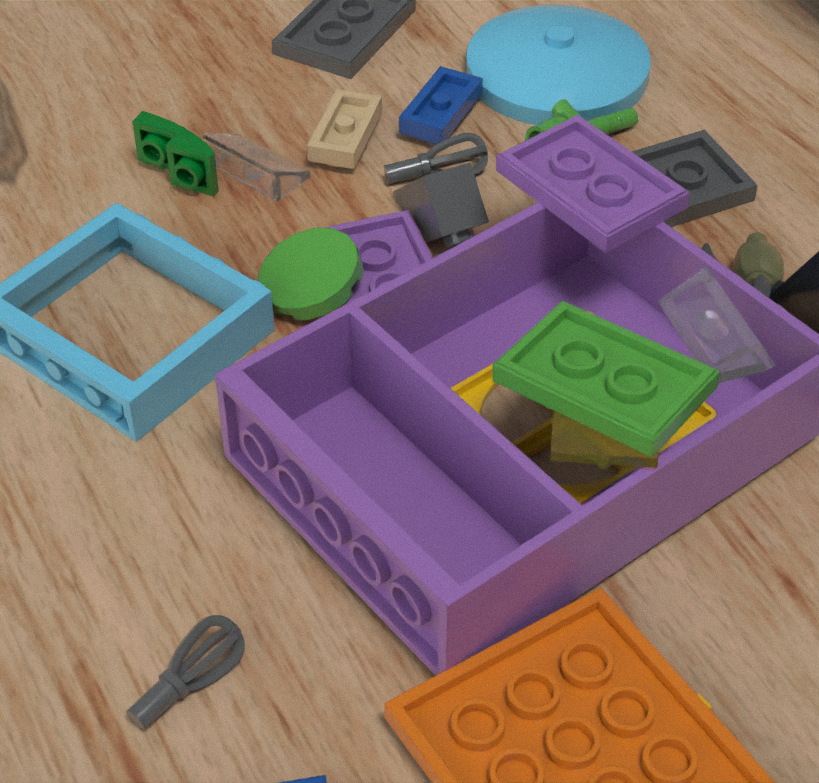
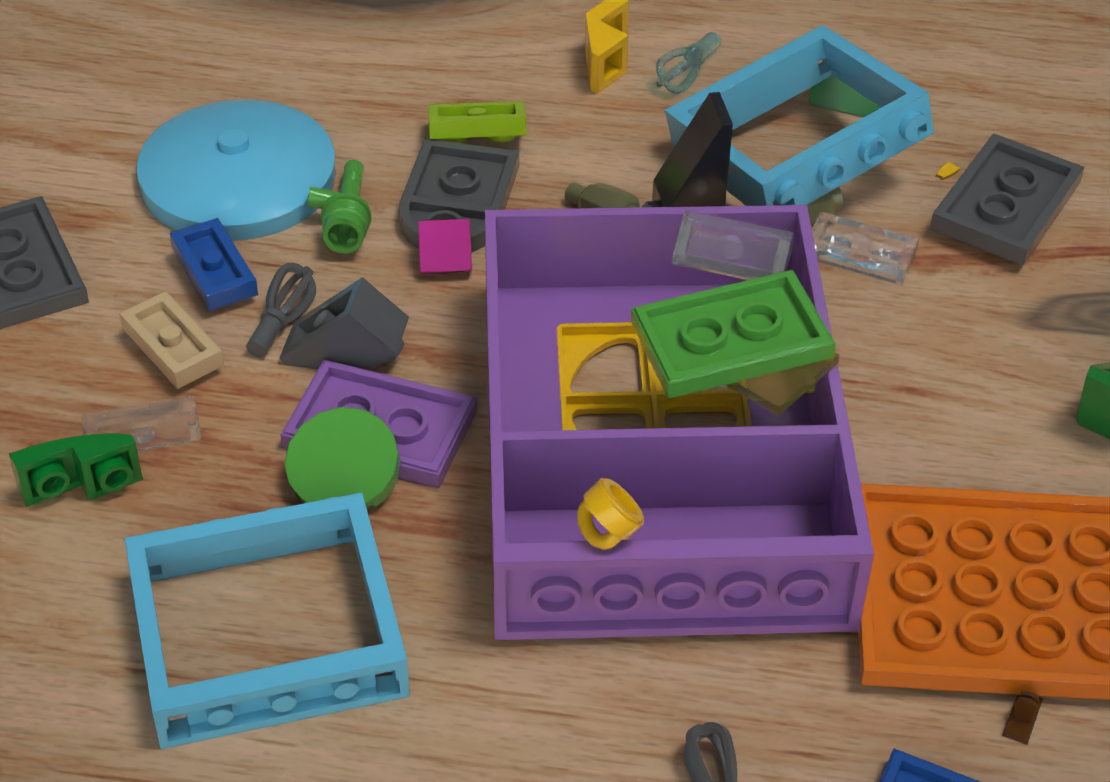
camera: 55 degrees left, 0 degrees up
(312, 402) = (613, 510): none -> yellow tile
(592, 182) = (501, 217): medium lavender tile -> none
(769, 149) = (484, 119): none -> lime plate

